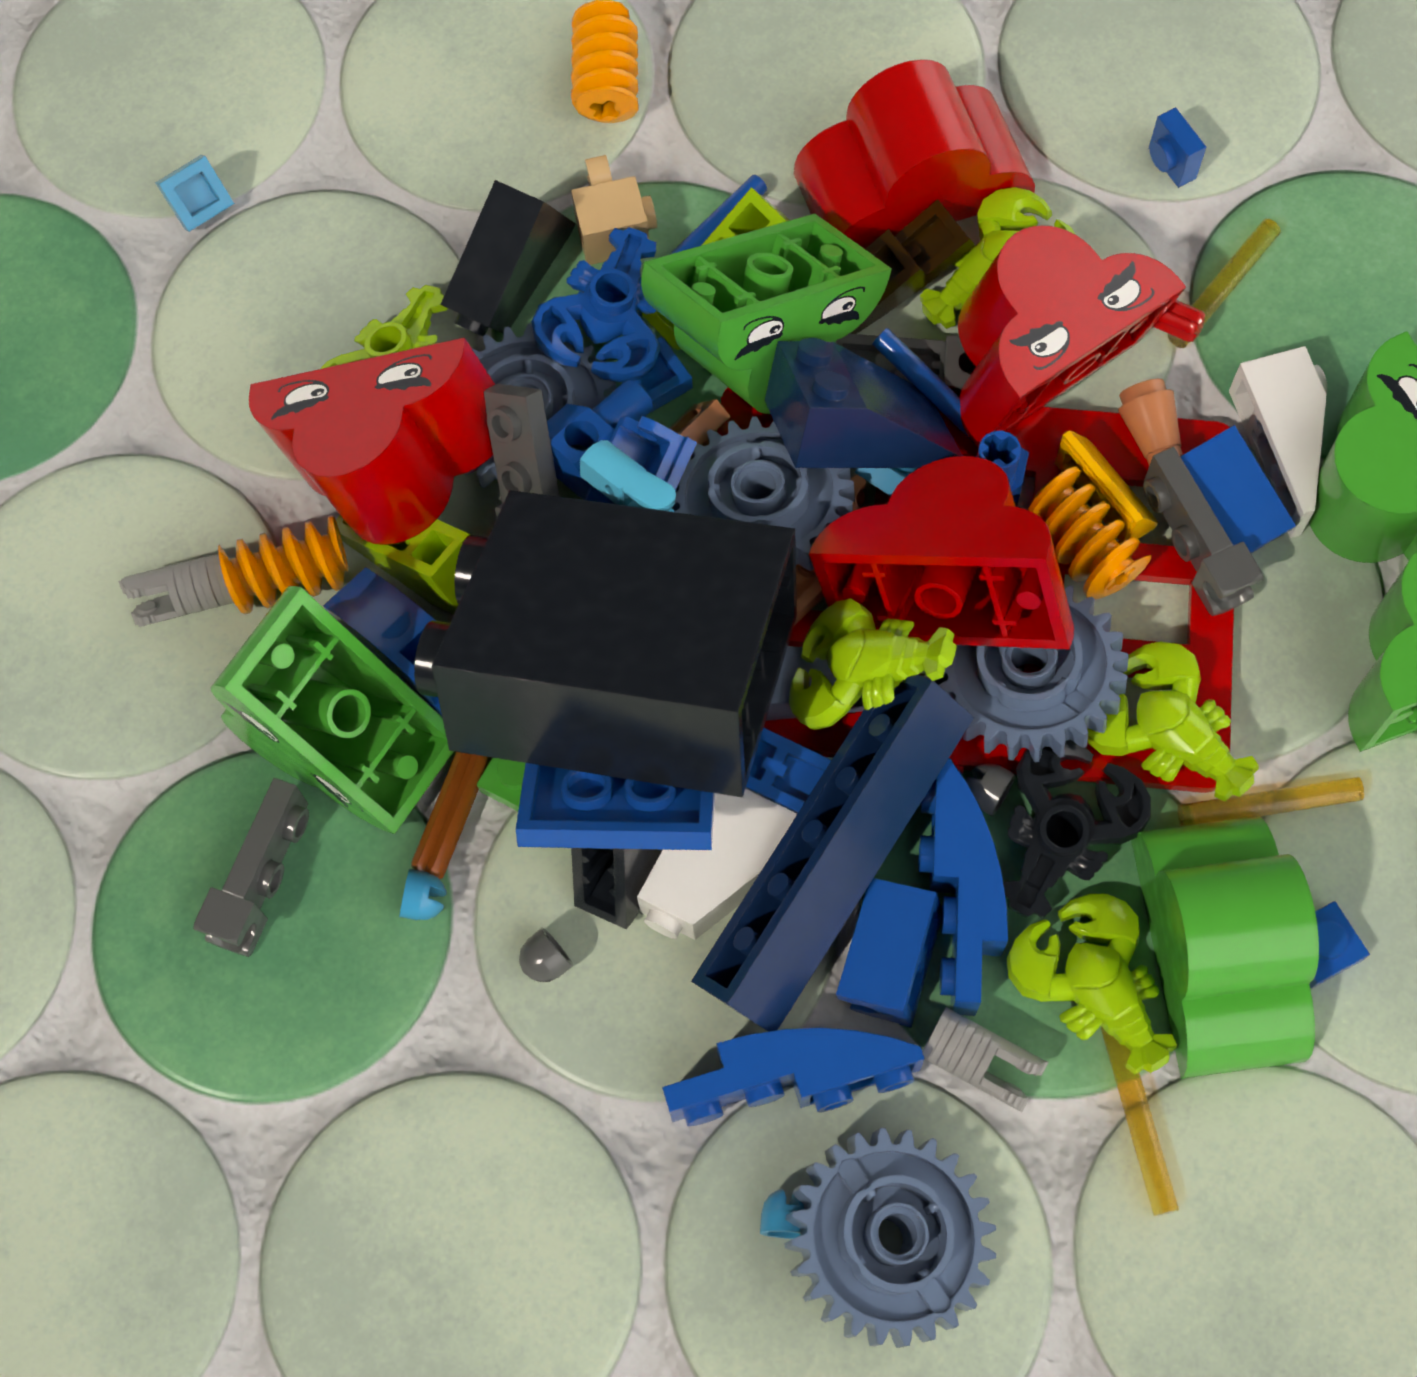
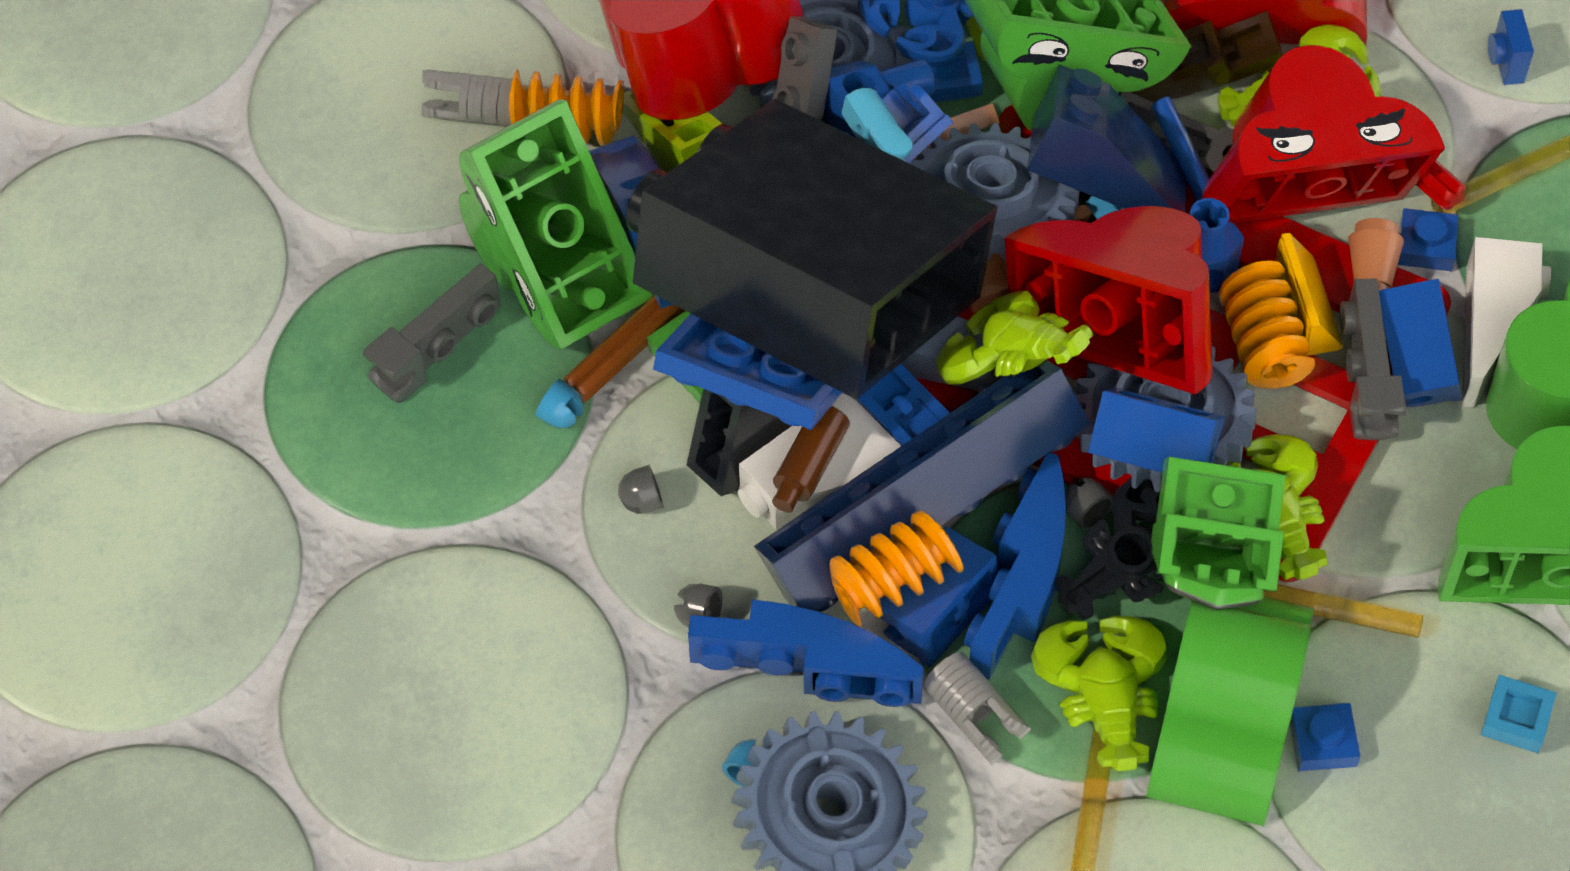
camera: 20 degrees right, 10 degrees down
(661, 1062) = (700, 601): none -> dark grey hinge
(710, 875) = (808, 460): none -> reddish brown cylinder
(847, 954) = (892, 565): none -> light orange piece
(1050, 707) = (1149, 429): none -> blue hinge
(1162, 797) = (1218, 532): none -> bright green piece
(1187, 373) = (1428, 239): none -> blue plate

